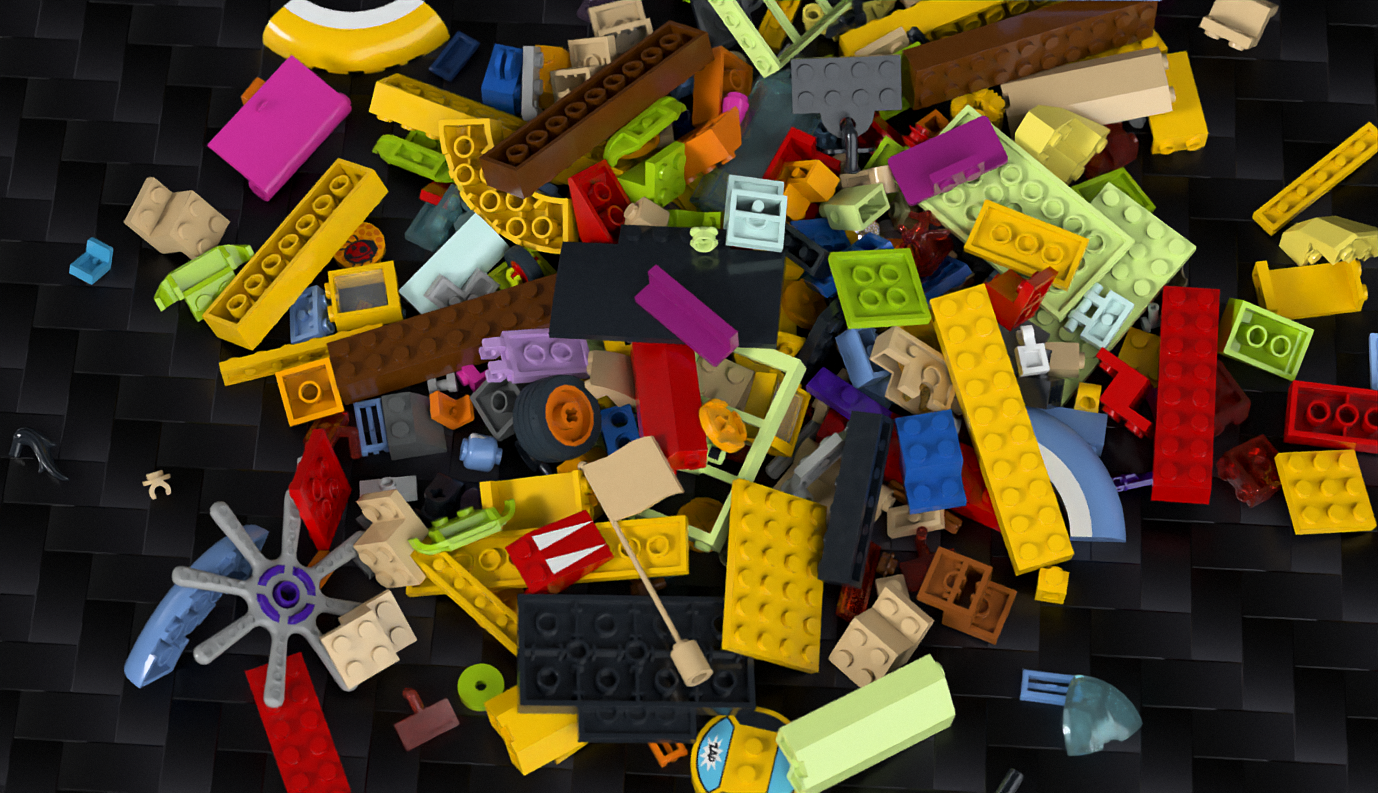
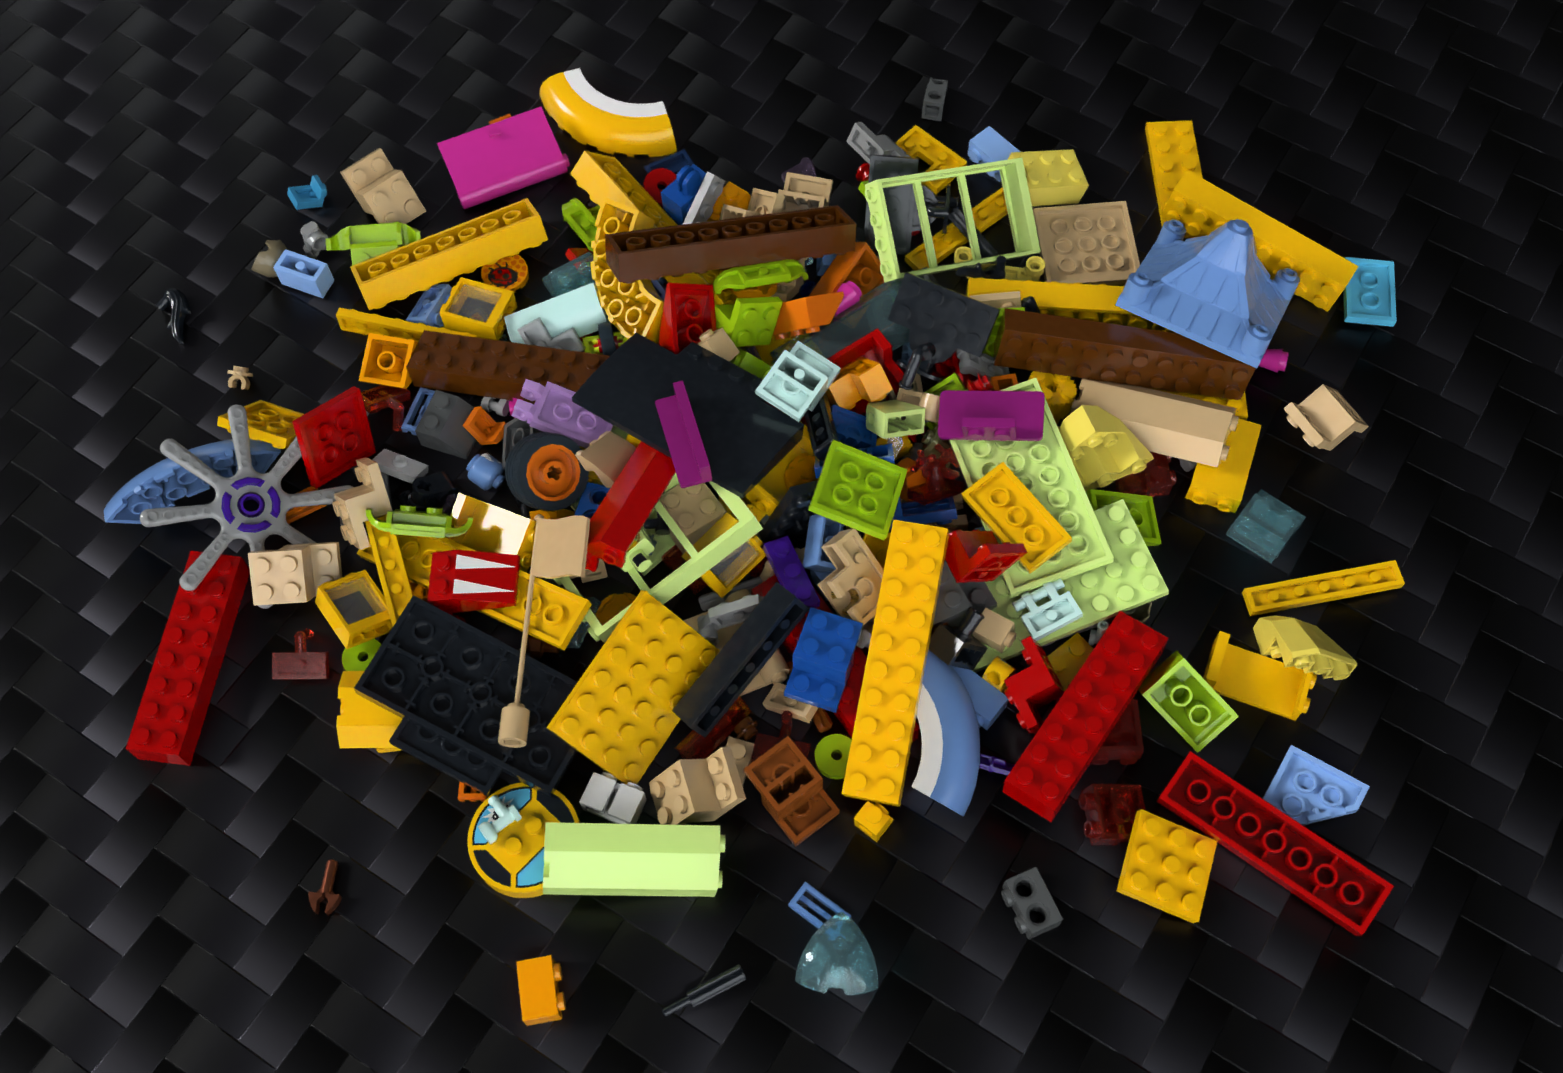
camera: 30 degrees right, 0 degrees up
(107, 348) = (267, 259): none -> dark tan hair
(137, 306) = (313, 239): none -> light grey plate
(153, 346) = (304, 273): none -> light blue brick
(252, 506) = (267, 423): none -> yellow plate
(446, 643) = (354, 608): none -> window
(466, 71) = (655, 178): none -> red piece
(704, 238) = (742, 381): yellowish green plate -> none
(719, 772) = (506, 817): none -> light aqua piece
(722, 426) = (657, 540): light orange tile -> none
(807, 690) = (613, 800): none -> white piece
(899, 119) = (984, 365): none -> light grey plate
(986, 536) = (826, 748): none -> lime piece
(1030, 357) = (959, 612): white plate -> none
(1234, 578) = (1038, 901): none -> dark grey brick
(1241, 145) = (1265, 526): none -> clear light blue bracket

